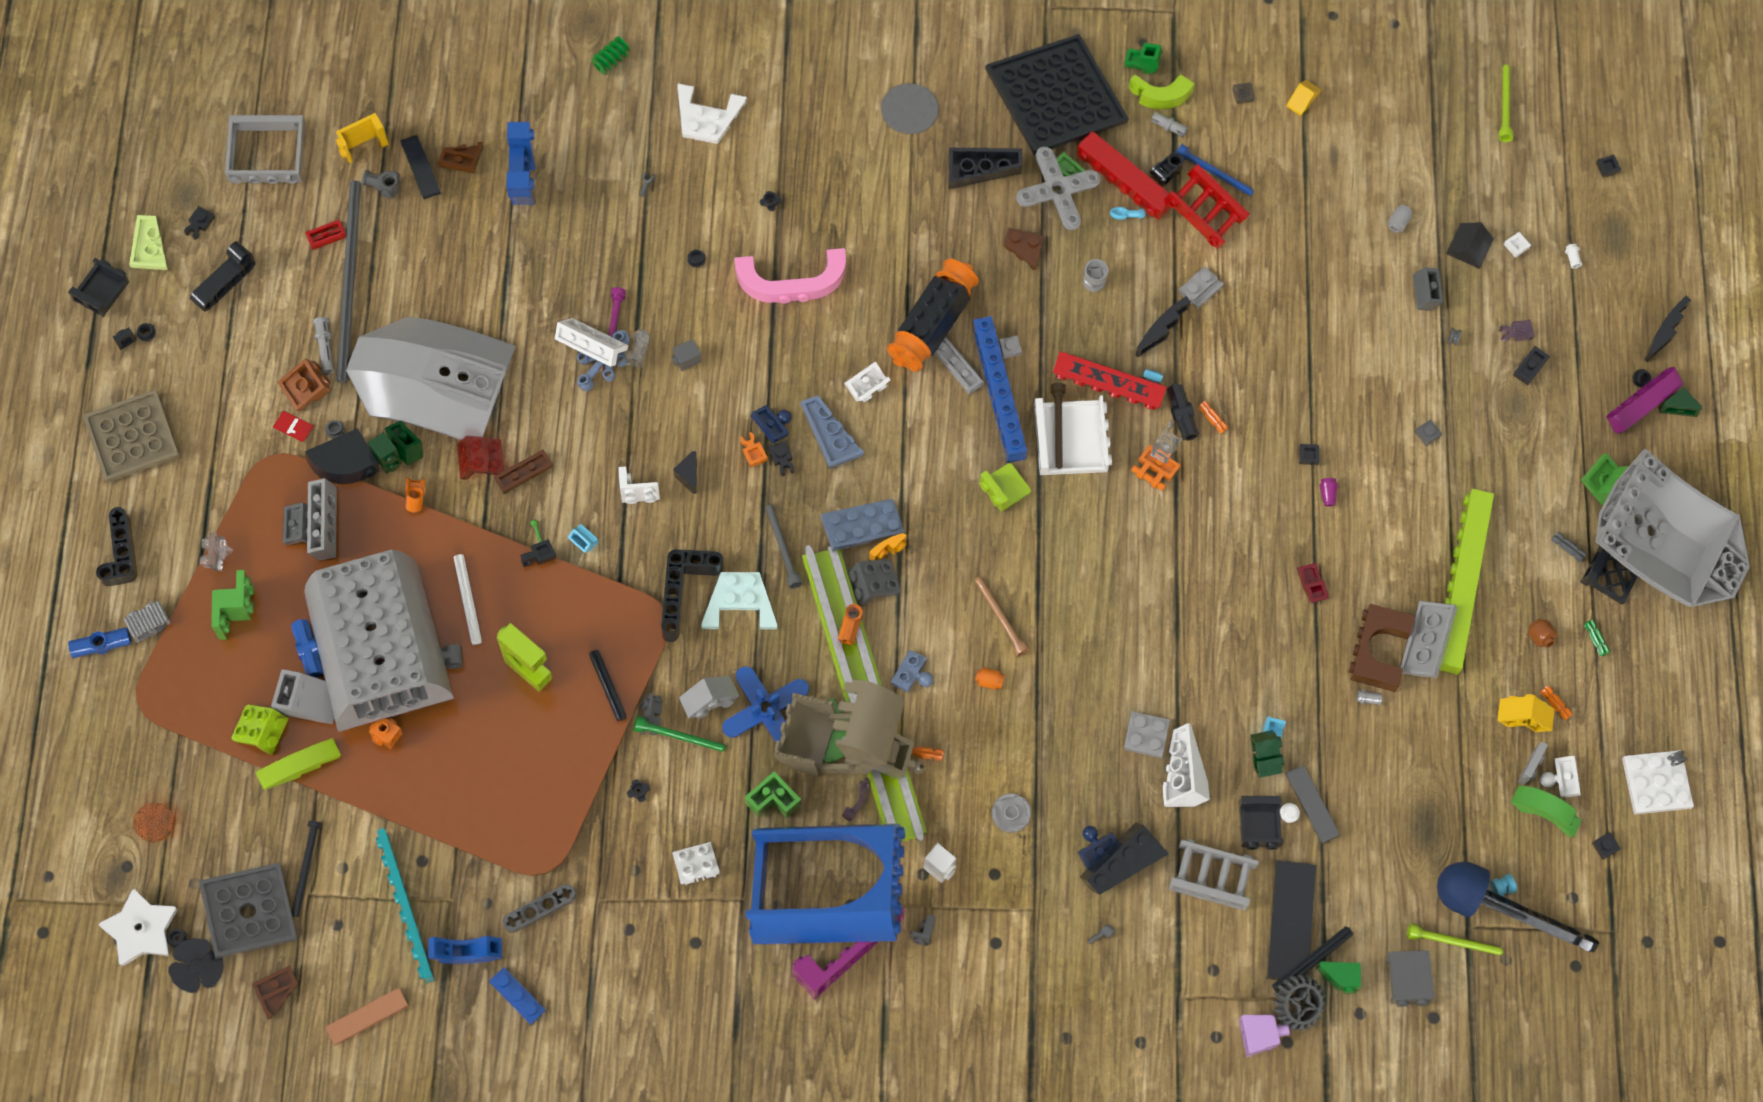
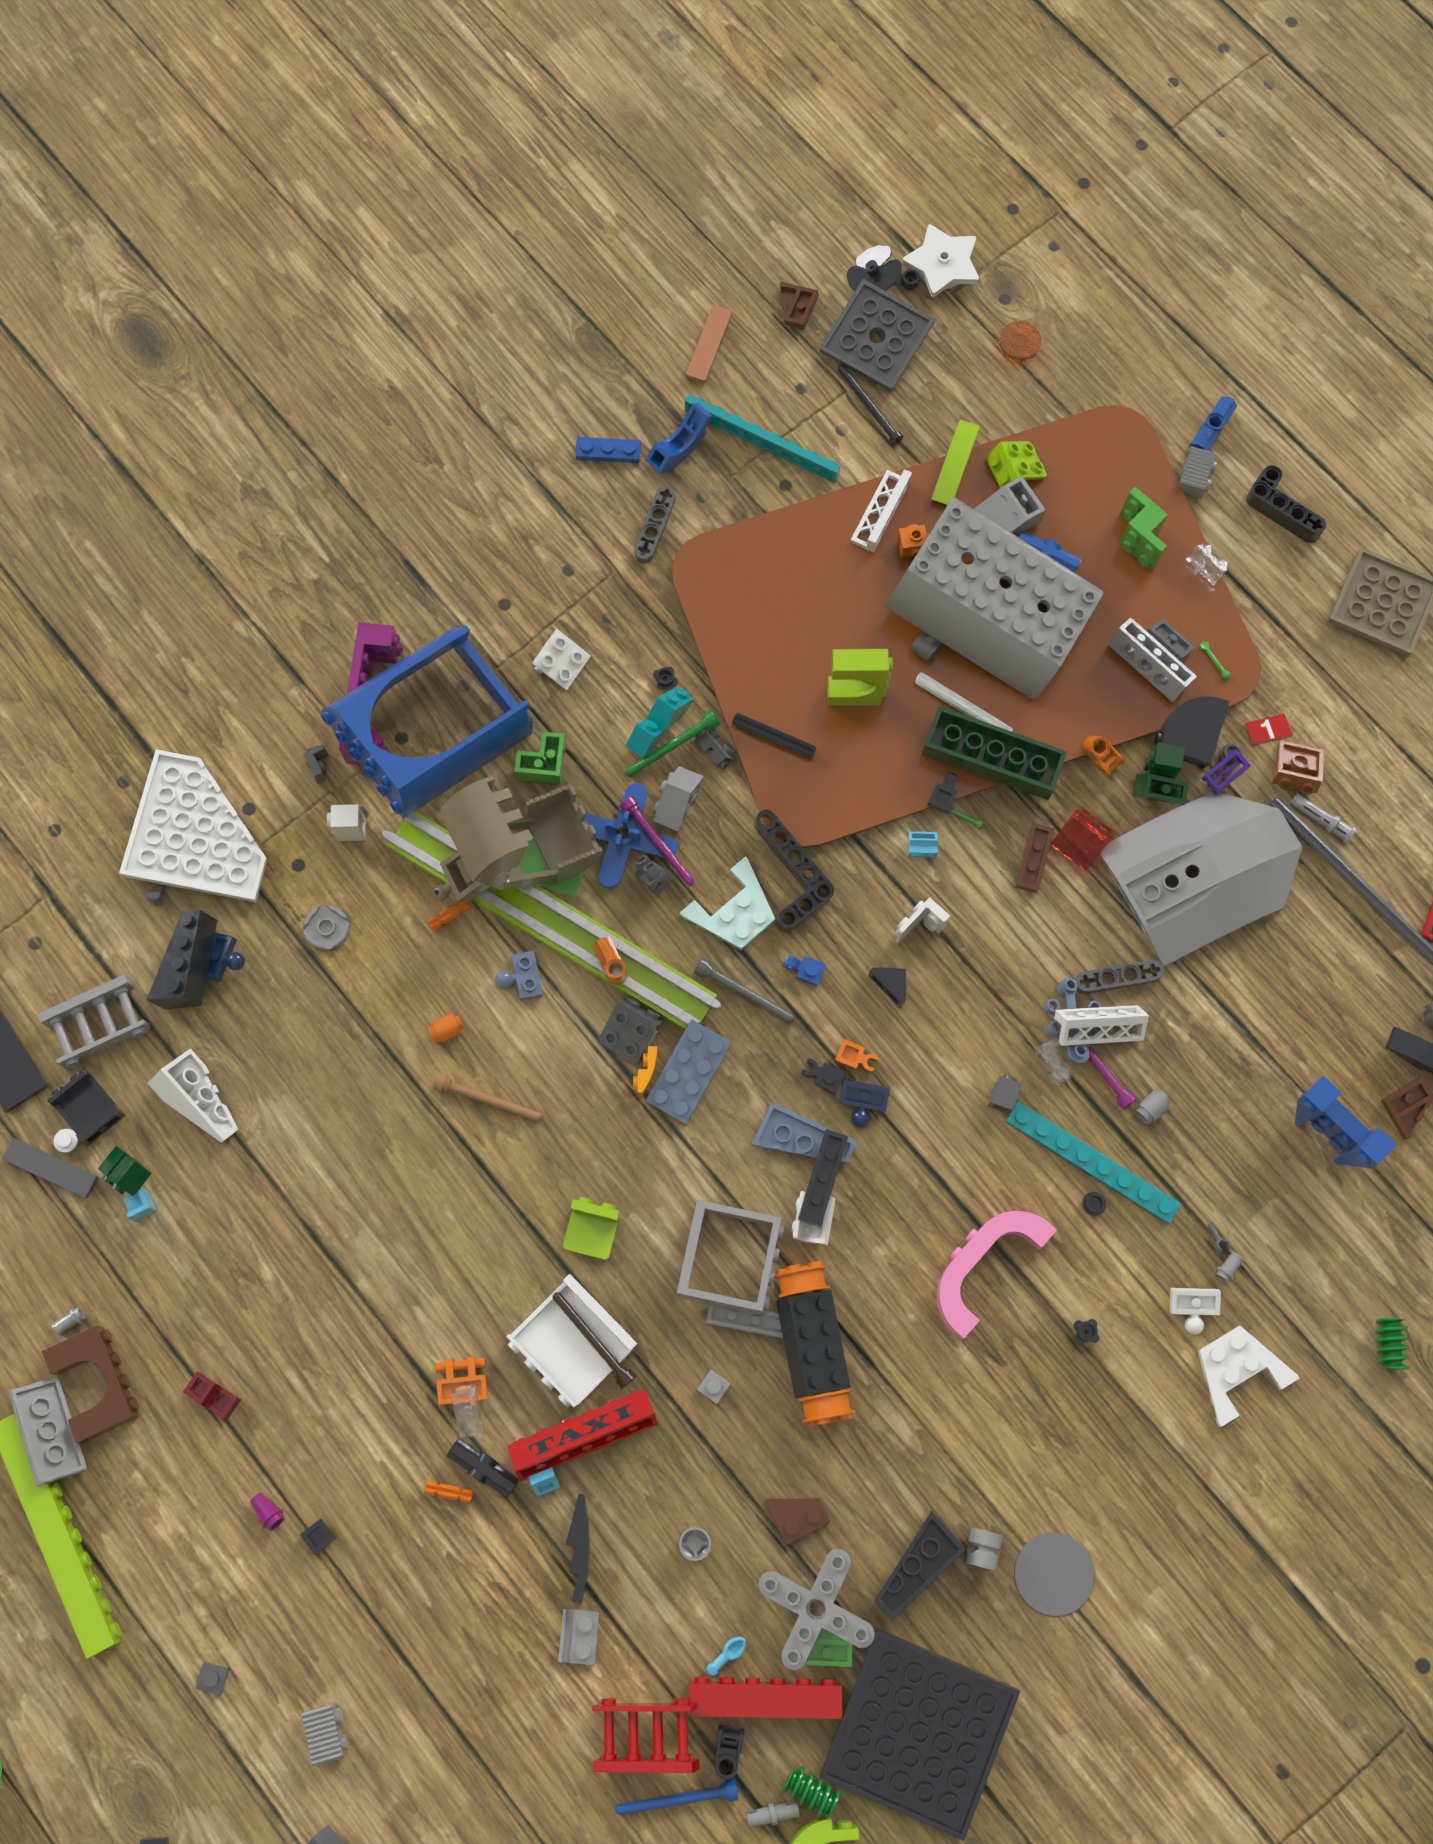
camera: 140 degrees right, 5 degrees up
(275, 506) = (1204, 646): none -> bright green hinge
(350, 420) = (1212, 783): none -> dark purple tile
(375, 771) = (885, 513): none -> white fence
(484, 548) = (994, 753): none -> dark green brick
(548, 363) = (1118, 975): none -> dark grey beam
(607, 276) = (1153, 1106): none -> light grey brick
(657, 164) = (1229, 1267): none -> light grey pin
(669, 759) = (660, 718): none -> teal arch
(673, 278) = (1093, 1163): none -> teal plate
(696, 164) = (1196, 1303): none -> white plate
(731, 526) = (808, 970): none -> blue plate
(745, 717) = (631, 805): none -> magenta piece
(772, 662) = (651, 874): none -> dark grey hips
(842, 394) = (822, 1178): none -> black plate
(936, 146) = (983, 1548): none -> light grey wheel
(953, 425) = (686, 1293): none -> light grey window
(999, 389) = (683, 1326): blue brick -> none
(1049, 953) = (191, 834): none -> white plate
(1139, 115) = (811, 1791): none -> green piece
(1146, 734) = (259, 1102): light grey plate -> none
(1384, 353) = (325, 1733): none -> light grey brick
(1454, 336) = (263, 1825): dark grey bush -> none

